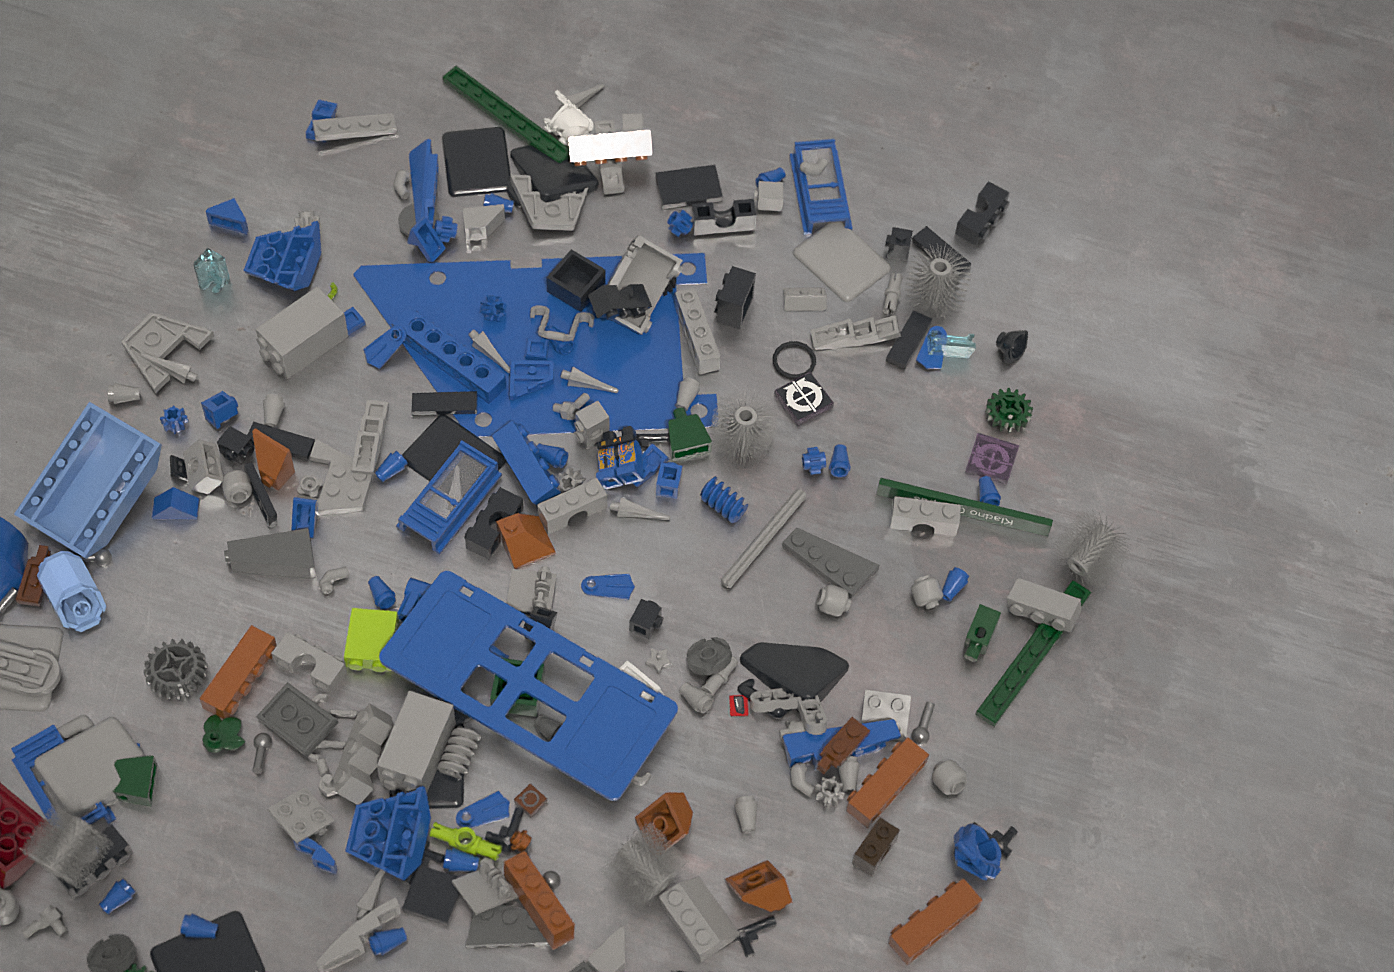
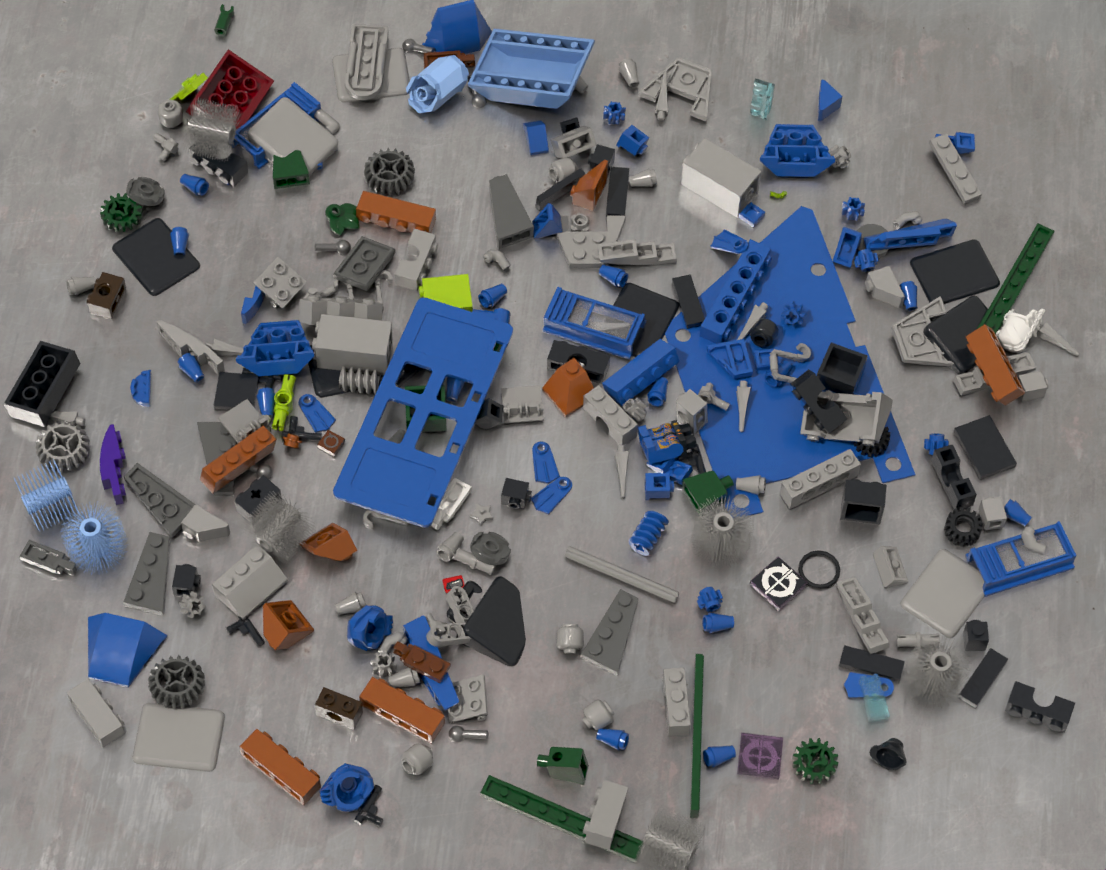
camera: 80 degrees right, 0 degrees up
(376, 226) = (853, 208): none -> blue gear
(508, 340) = (764, 333): none -> black head
(588, 879) = (249, 500): none -> black brick
(650, 585) = (551, 495): none -> blue piece
(776, 235) = (967, 517): none -> black tyre
(784, 799) = (366, 621): none -> blue helmet

